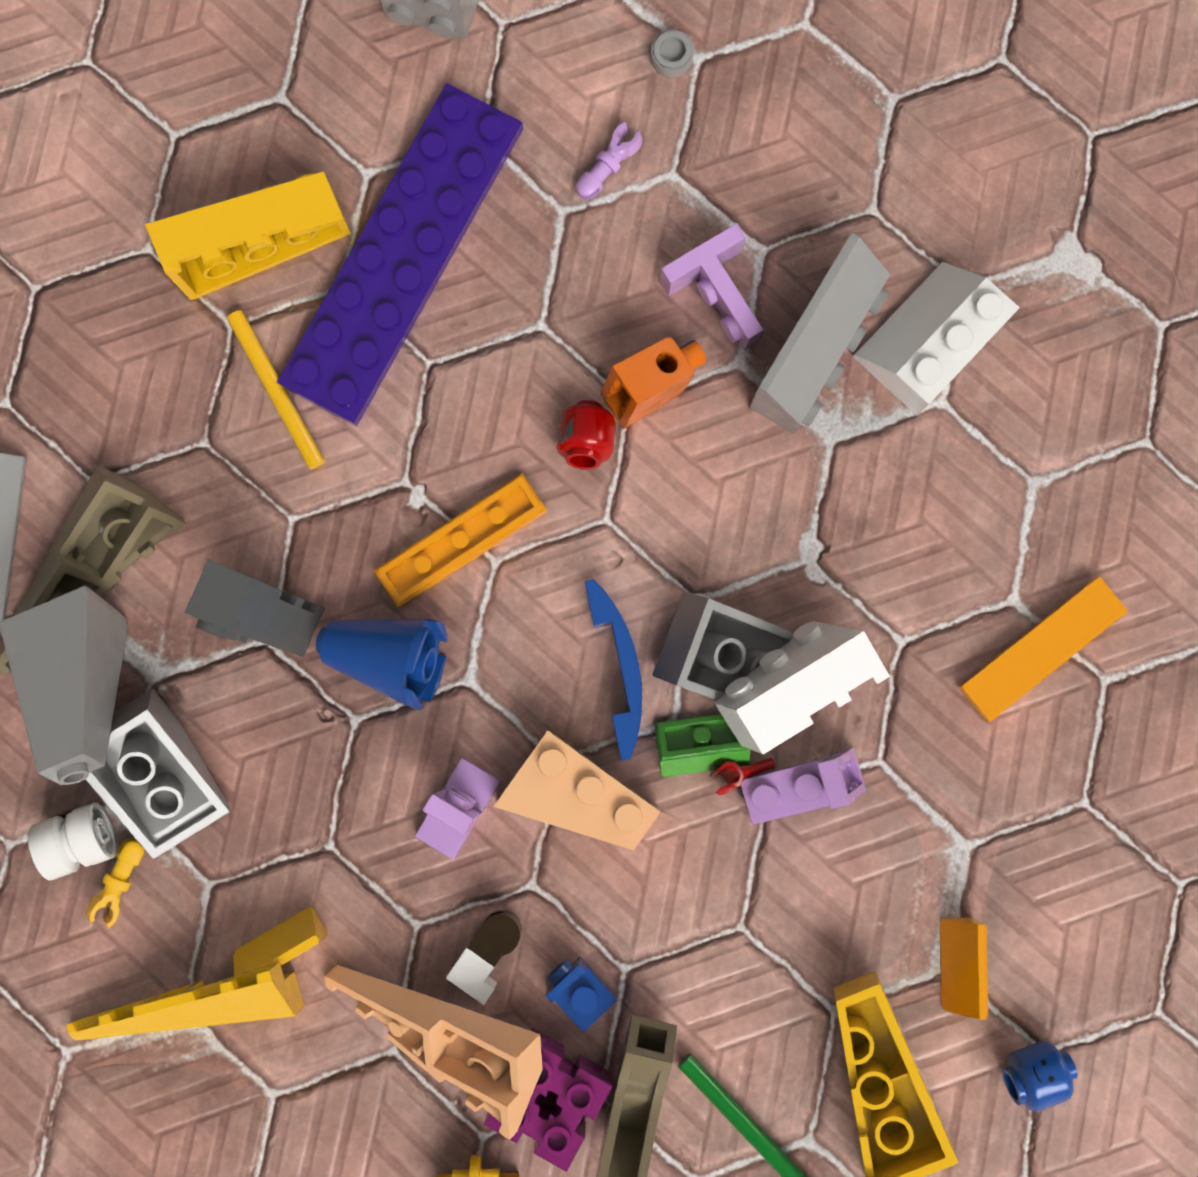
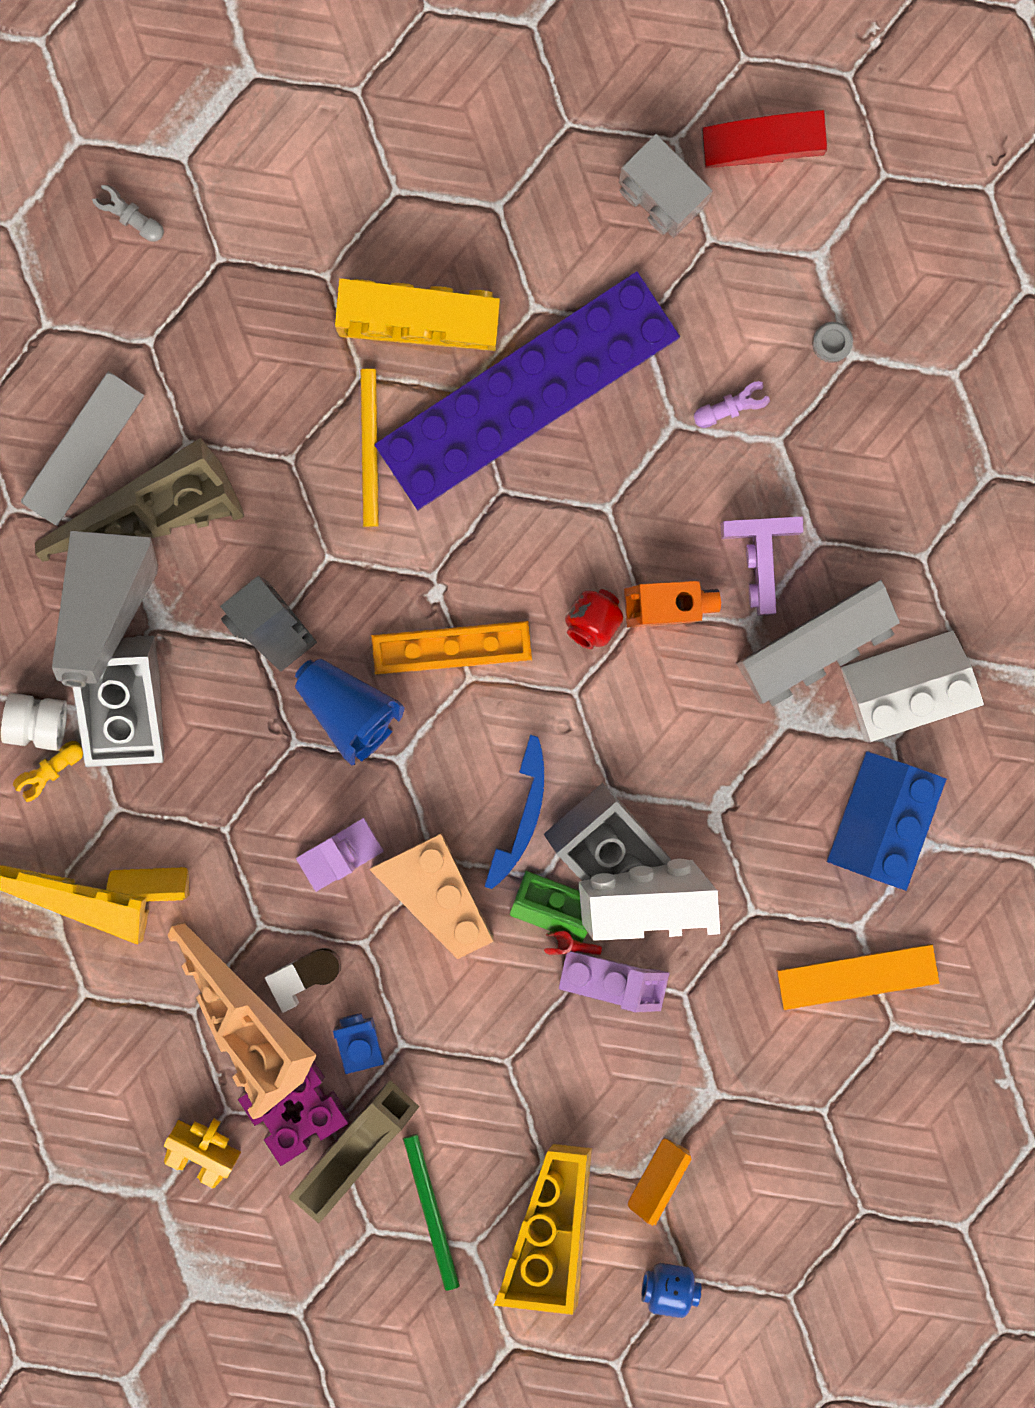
camera: 25 degrees right, 5 degrees up
(986, 477) = (886, 820): none -> blue slope

